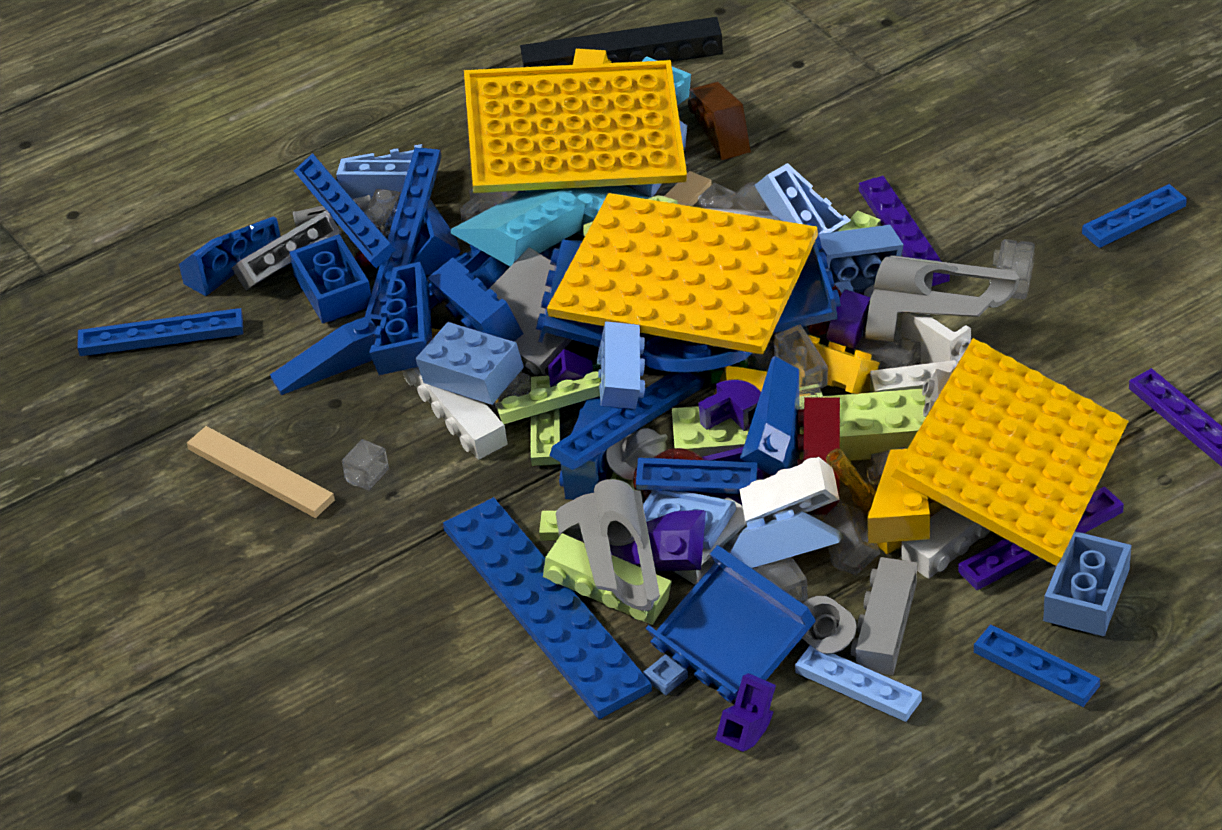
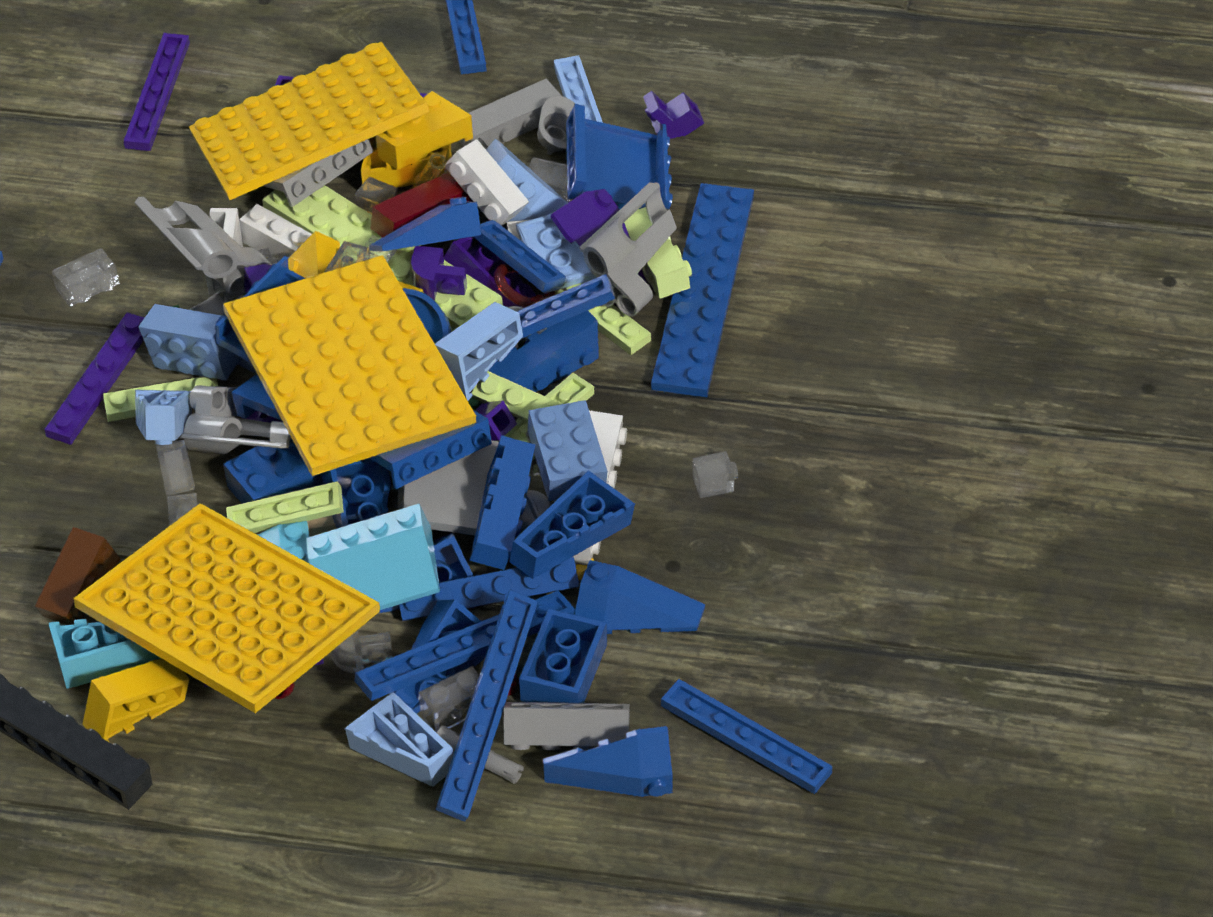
camera: 140 degrees left, 5 degrees up
(261, 471) = (792, 541): tan tile -> none
(666, 674) = (683, 188): medium blue tile -> none
(1087, 583) = (386, 26): medium blue brick -> none

